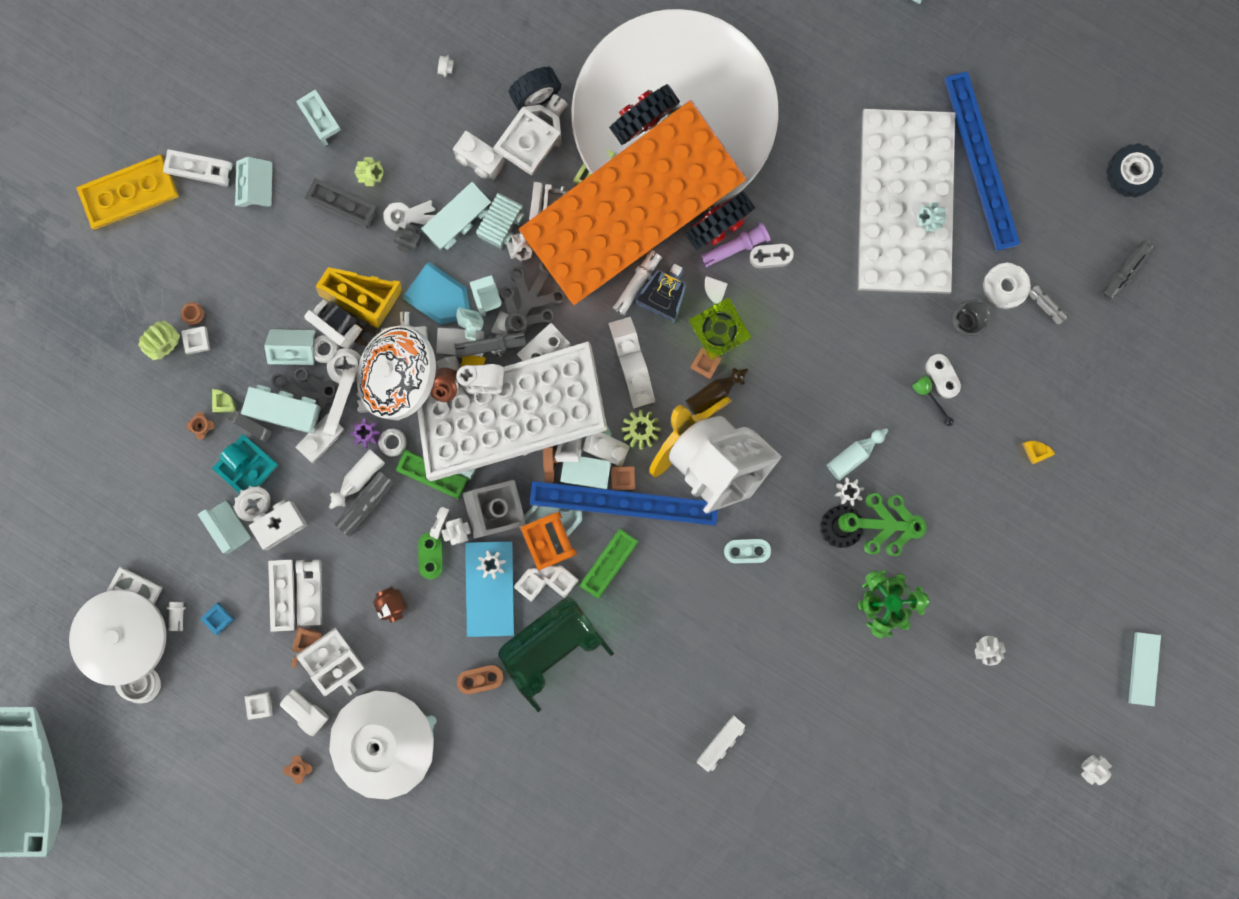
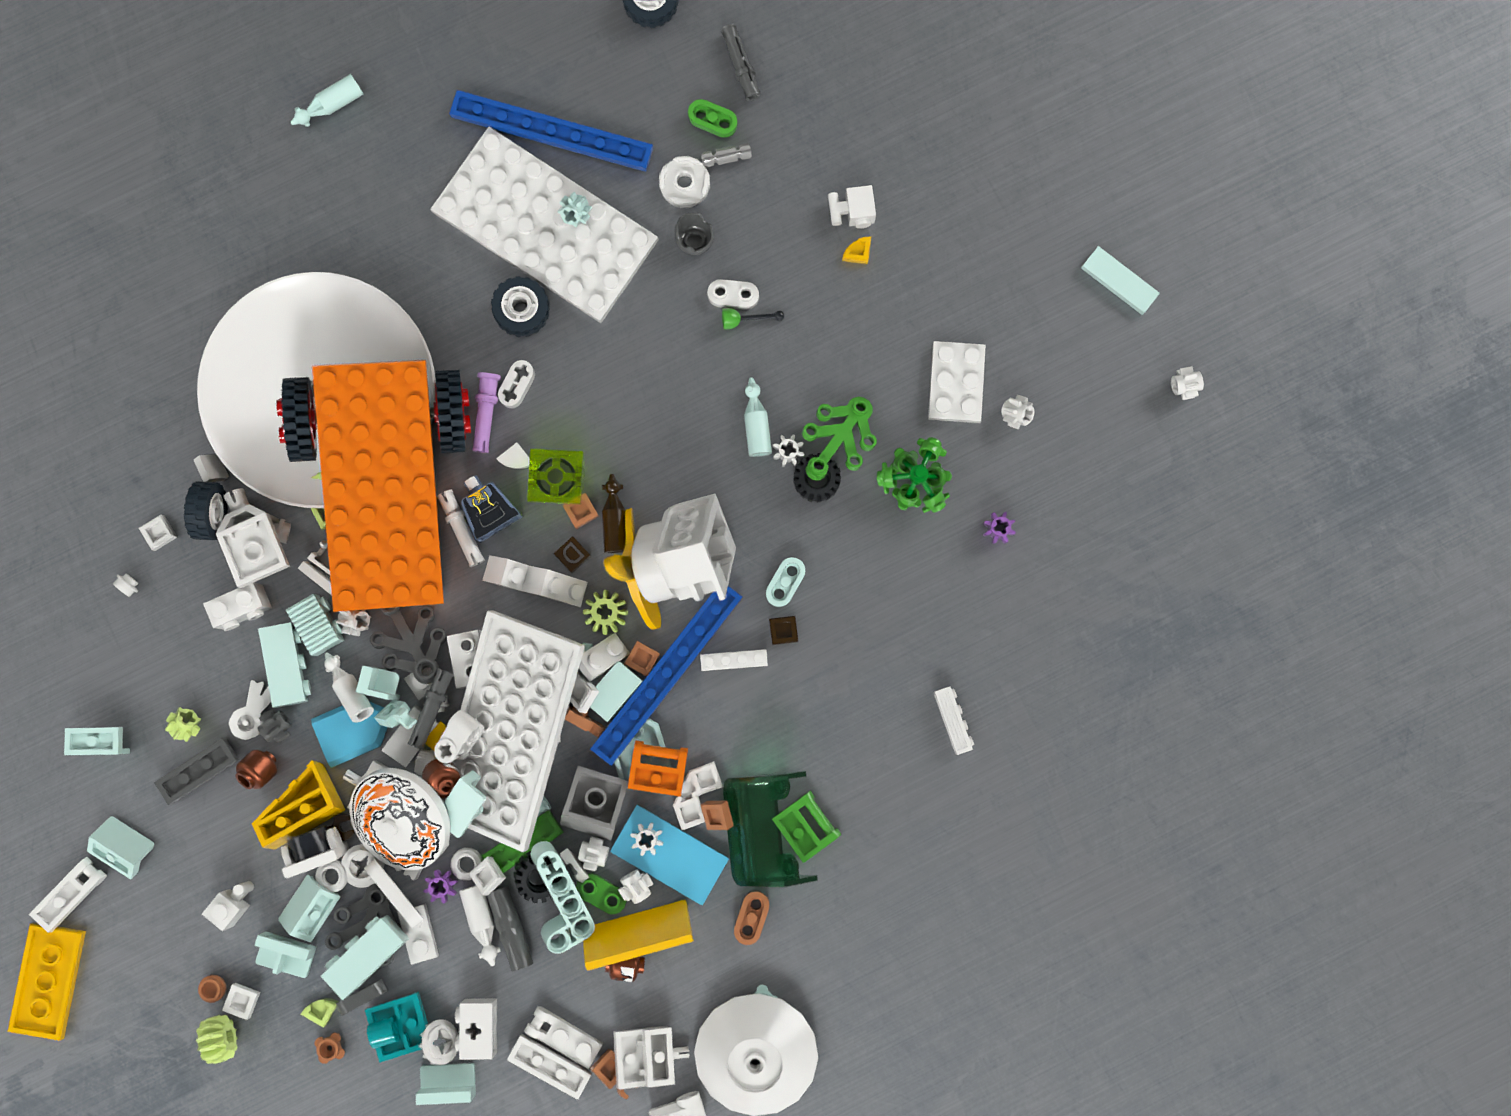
camera: 60 degrees left, 0 degrees up
(247, 350) = (284, 954): none -> light aqua panel
(258, 288) = (228, 906): none -> white brick
(368, 245) = (256, 769): none -> copper head
(393, 463) = (487, 876): none -> white tile
(406, 510) = (523, 884): none -> black tyre
(413, 524) = (561, 891): none -> light aqua beam
(416, 601) = (638, 935): none -> yellow tile
(436, 413) = (464, 803): none -> light aqua panel
(451, 578) = (635, 886): none -> white gear
(467, 272) = (345, 687): none -> white wheel
(497, 64) = (158, 532): none -> white tile
(540, 606) = (717, 815): none -> nougat plate
(554, 153) = (282, 530): none -> white plate
(565, 677) = (798, 831): none -> bright green plate
(568, 72) = (211, 468): none -> white tile
(608, 563) = (716, 723): bright green plate -> none
(664, 548) = (733, 660): none -> white piece
(668, 377) = (572, 554): none -> dark brown tile
(710, 572) = (783, 630): none -> dark brown tile
(842, 212) = (516, 291): none -> black wheel
(897, 688) = (999, 520): none -> medium lavender gear
(983, 589) = (956, 382): none -> white plate
(1070, 277) = (714, 117): none -> bright green plate
(1072, 429) = (858, 207): none -> white brick

